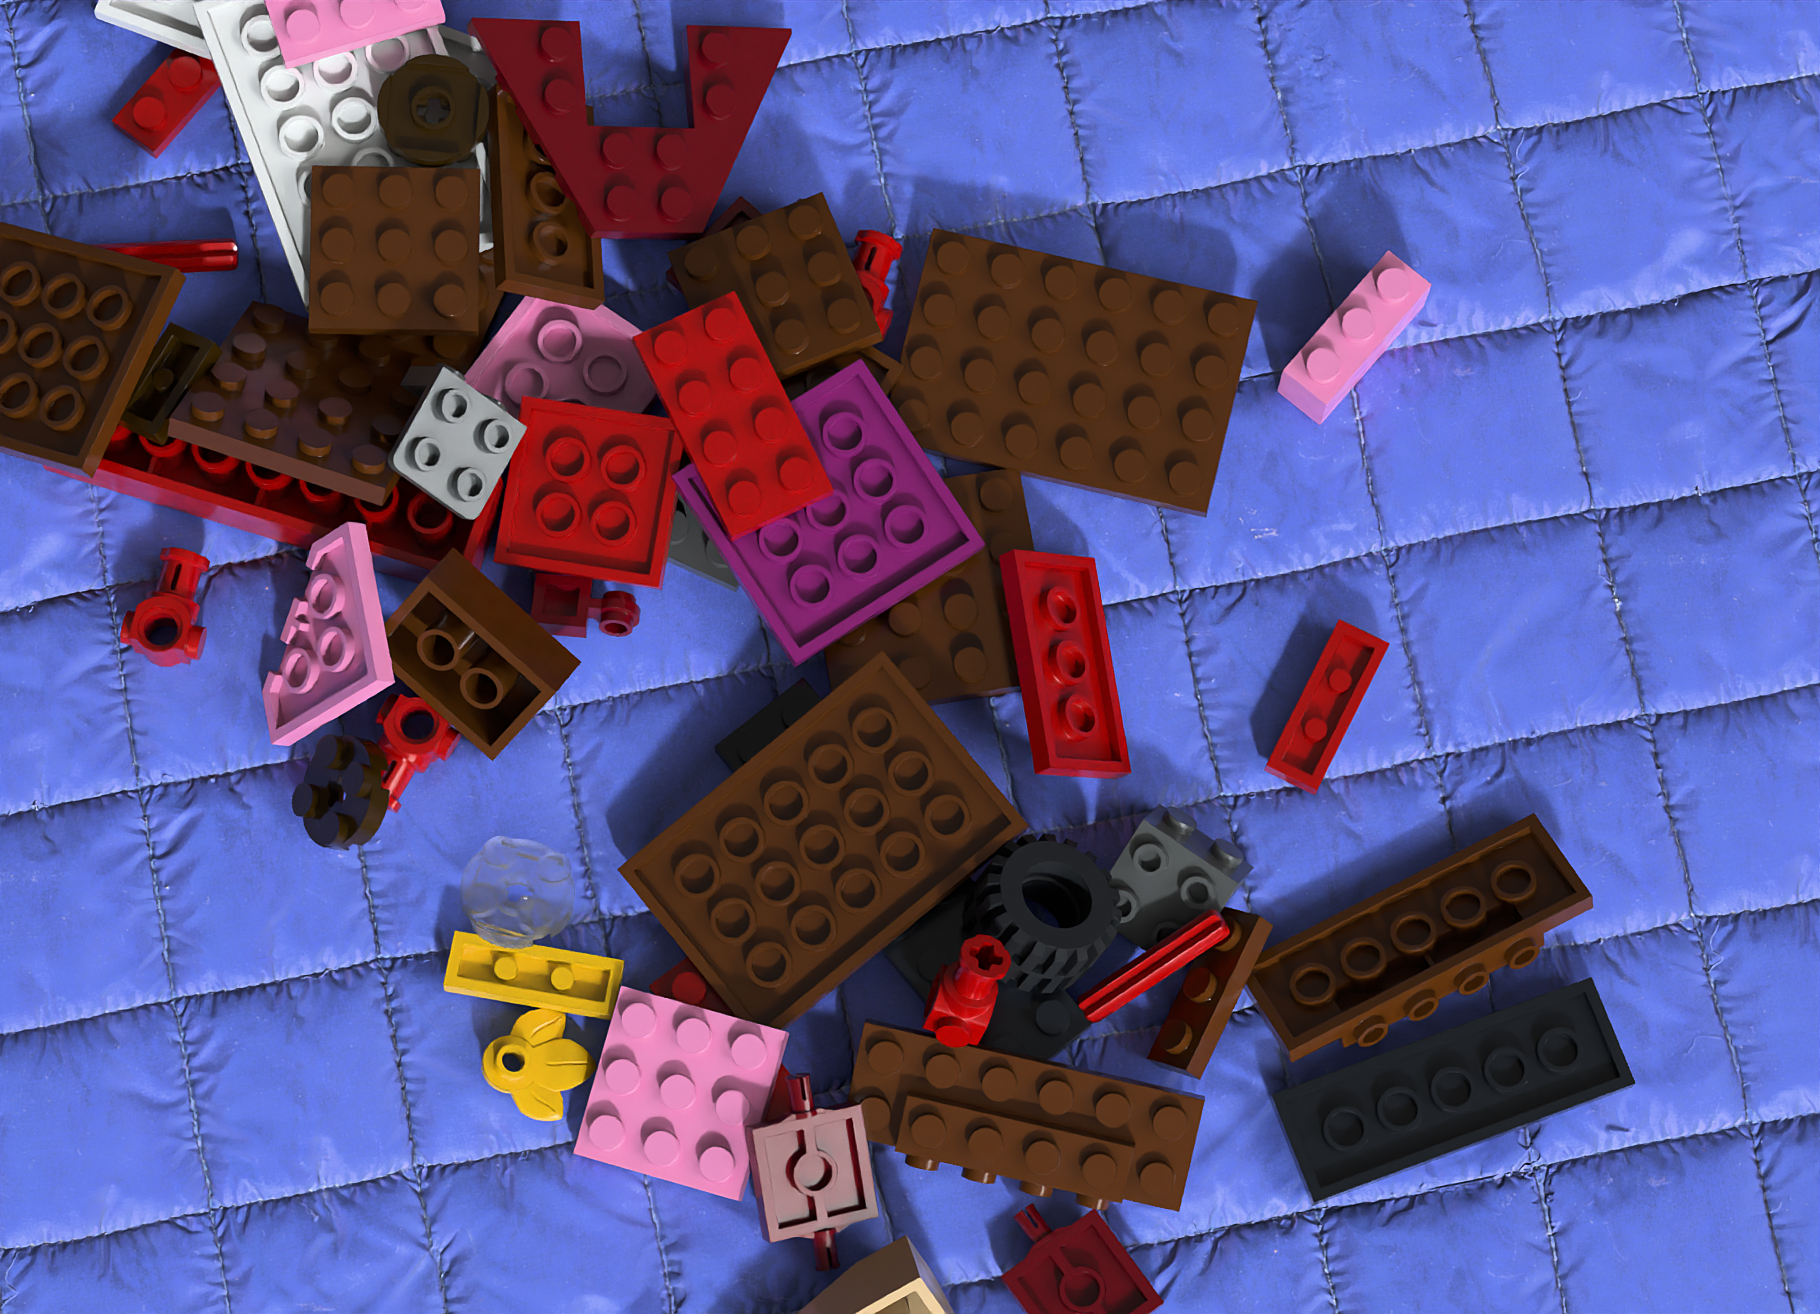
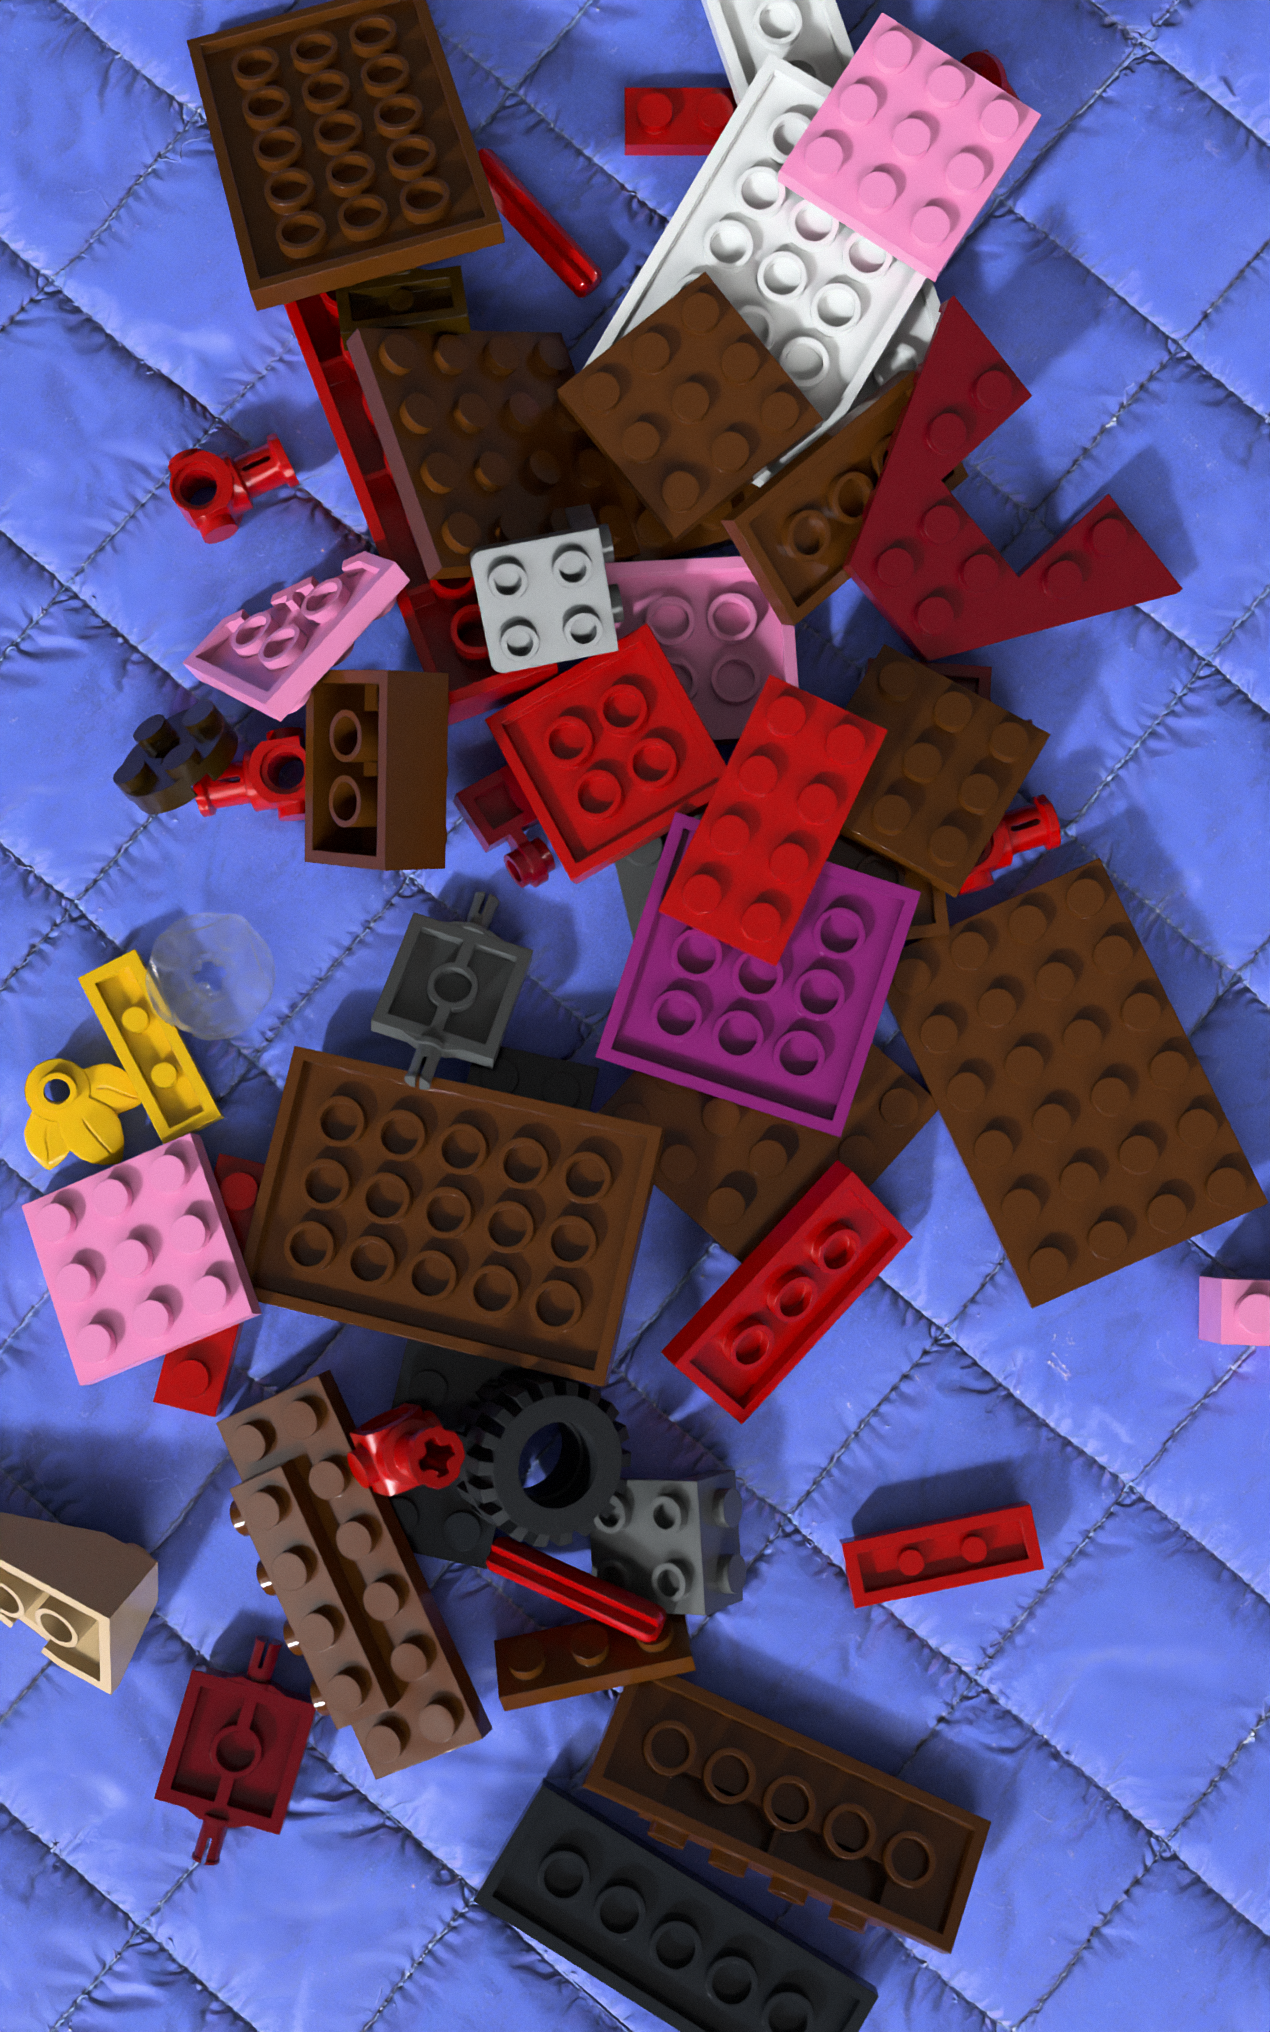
camera: 50 degrees right, 10 degrees up
(453, 136) = (849, 300): dark brown plate -> none
(667, 730) = (452, 990): none -> dark grey plate
(811, 1171) = (153, 1431): plate -> none

